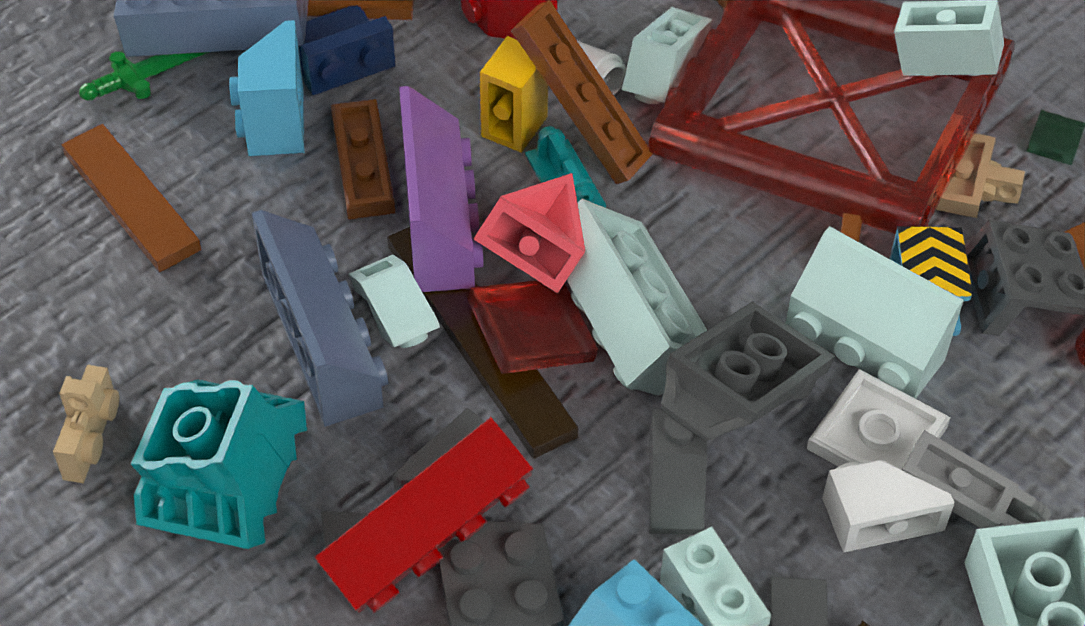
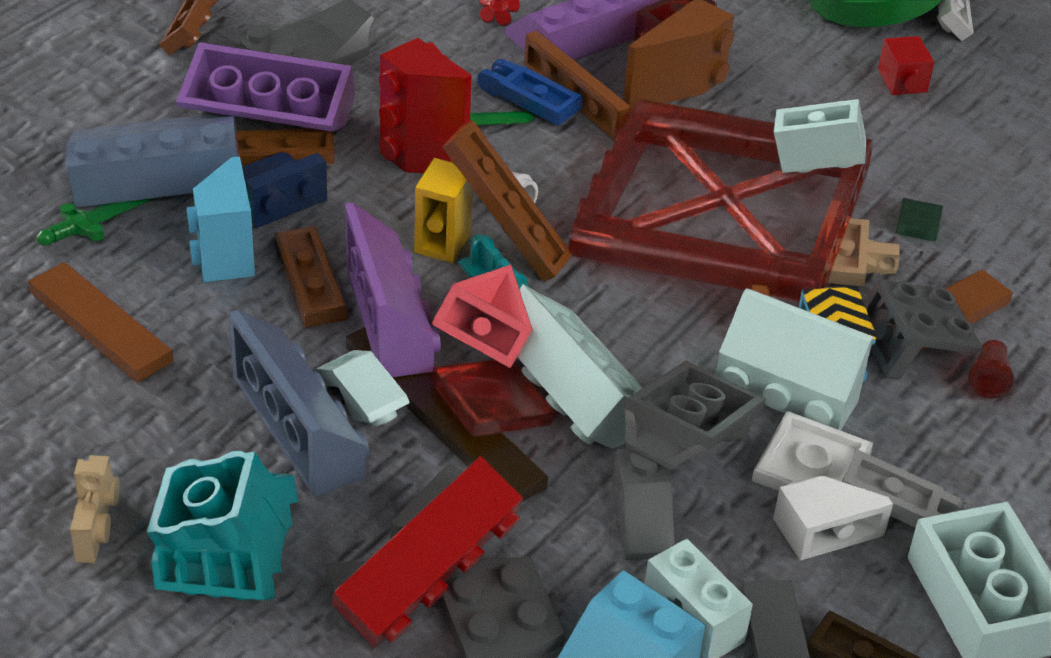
camera: 10 degrees left, 10 degrees down
(662, 53) = (568, 175): light aqua slope -> none

